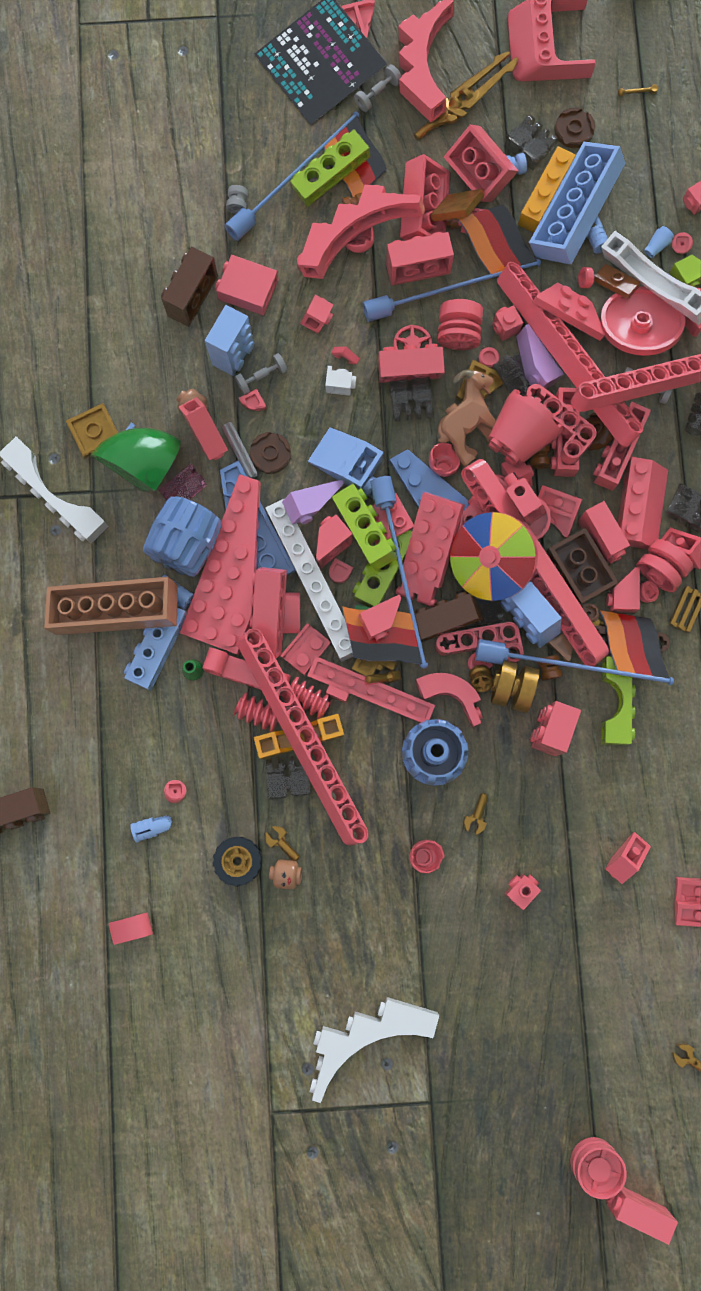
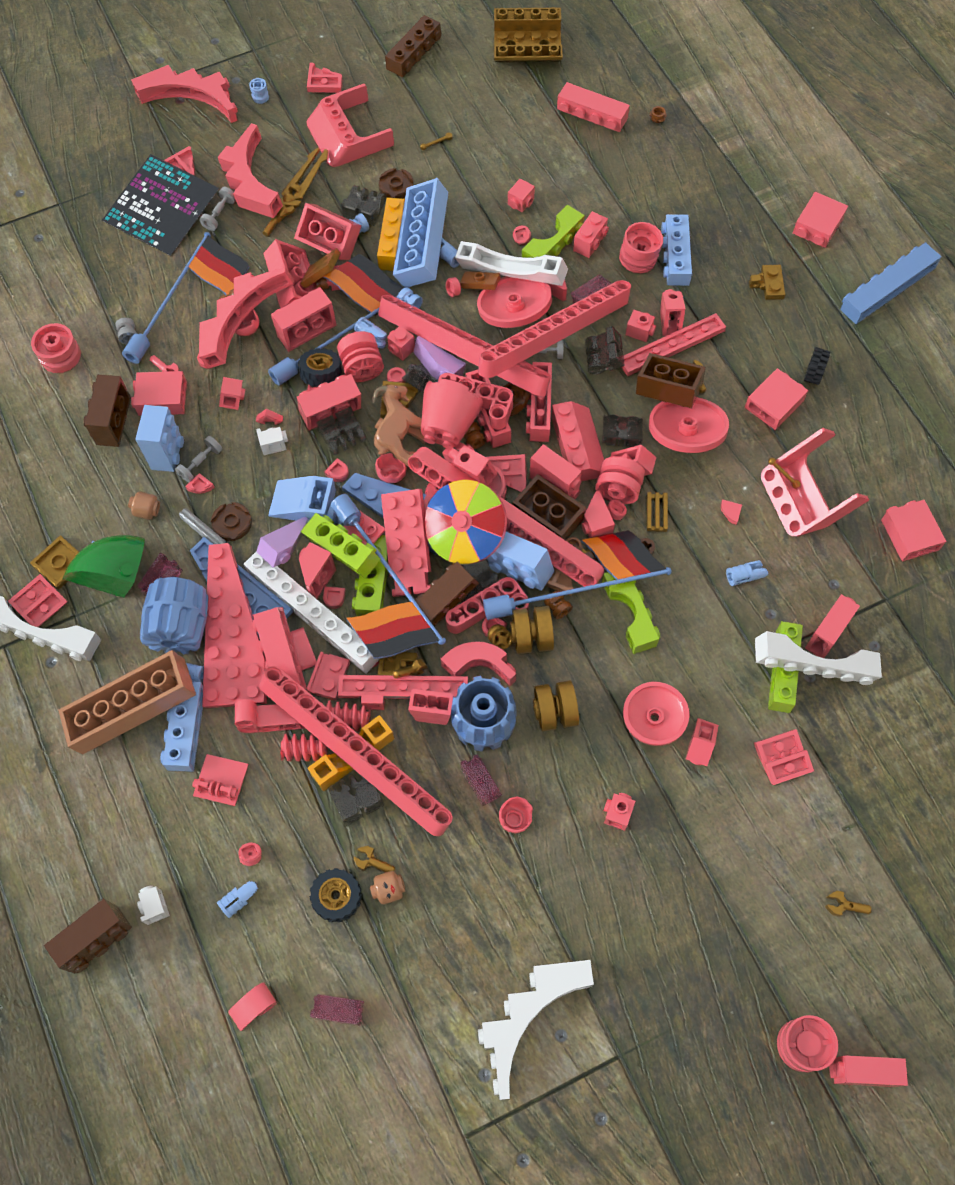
camera: 20 degrees left, 15 degrees down
(61, 464) = (37, 601): none -> coral slope
(73, 802) = (152, 905): none -> white brick
(161, 193) = (56, 348): none -> coral wheel
(172, 710) = (220, 780): none -> coral hinge
(194, 674) = (226, 734): green cone -> none
(202, 962) = (337, 1010): none -> clear pink hinge
(203, 429) = (161, 518): coral brick -> none
(260, 254) = (162, 366): none -> coral bar
(328, 178) = (207, 274): lime brick -> none
(379, 619) = (383, 614): coral slope -> none
(389, 725) = (430, 706): none -> coral torso
(391, 440) = (337, 471): none -> coral tile
(408, 809) = (480, 780): none -> clear pink hinge
(415, 319) = (319, 366): none -> black wheel
(477, 815) = (548, 761): pearl gold bar -> none
(481, 295) = (366, 325): none -> light blue hinge
(512, 770) = (549, 706): none -> pearl gold wheel
(536, 275) = (407, 296): none -> light blue wheel
(555, 728) = (583, 649): coral brick -> none
(571, 308) = (450, 311): coral wing -> none
(611, 812) = (656, 700): none -> coral dish
(659, 241) = (502, 239): light blue cone -> none

